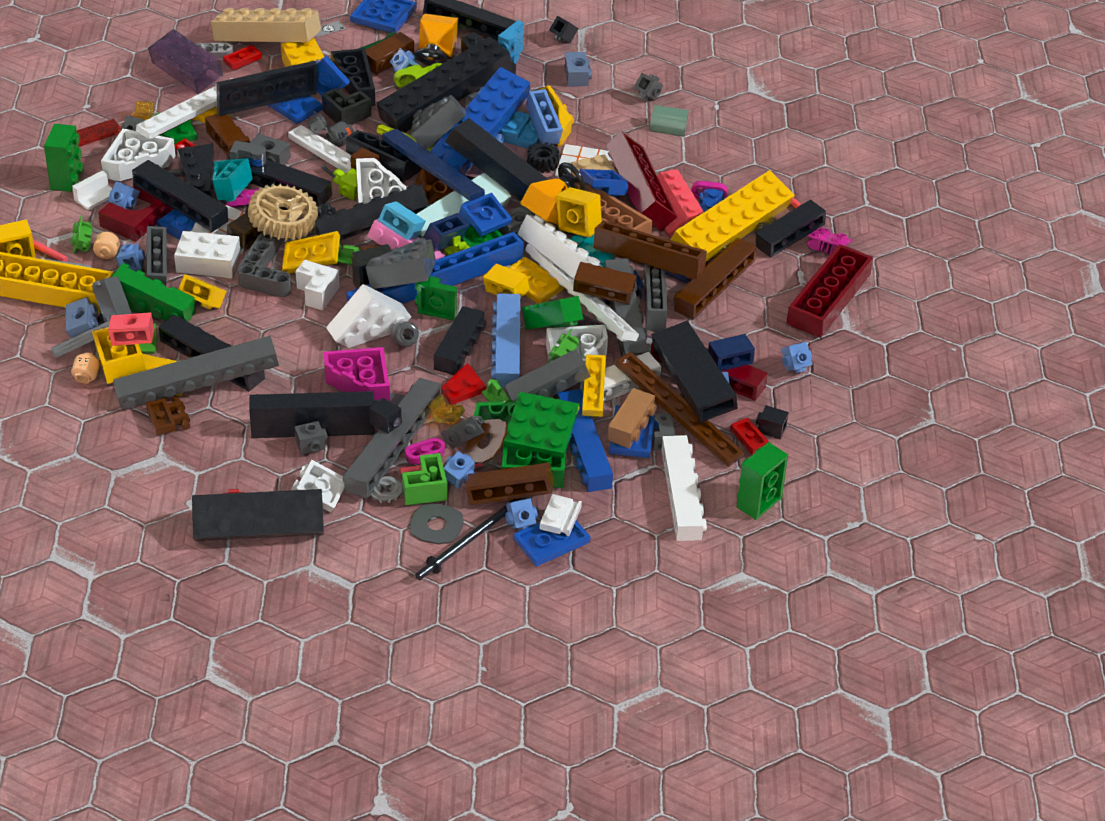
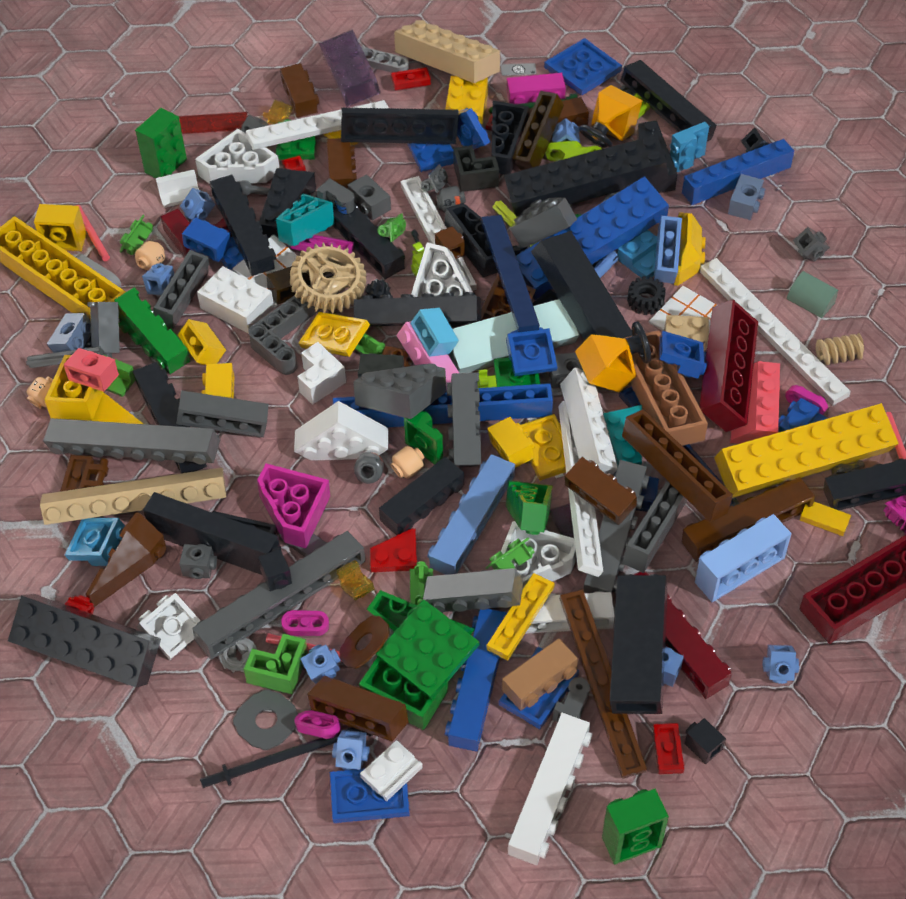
camera: 30 degrees right, 10 degrees up
(148, 88) = (299, 90): none -> reddish brown brick
(156, 214) = (206, 239): none -> blue brick
(214, 452) = (95, 540): none -> dark azure plate
(218, 413) = (131, 495): none -> tan brick
(240, 317) = (219, 380): none -> yellow brick
(253, 451) = (136, 553): none -> reddish brown wedge
(283, 330) = (222, 413): none -> dark grey brick
(307, 165) = (393, 227): none -> bright green hinge
(356, 36) = (527, 88): none -> dark pink brick
(384, 62) = (538, 130): none -> dark brown brick
(431, 322) = (407, 462): none -> light nougat head
(444, 230) = (475, 358): dark blue brick -> none
(463, 431) = (352, 618): dark grey hinge -> none
(464, 270) = (465, 419): none -> dark grey wedge
(477, 509) = (317, 724): none -> dark pink plate
(552, 57) = (725, 175): none -> blue brick
(578, 211) = (627, 385): yellow brick -> none
(658, 155) = (776, 333): none -> white plate
(712, 150) = (840, 347): none -> tan piece
(728, 300) = (742, 557): none -> light blue brick
(732, 352) = (699, 633): dark blue brick -> none
(769, 262) = (826, 518): none -> yellow tile

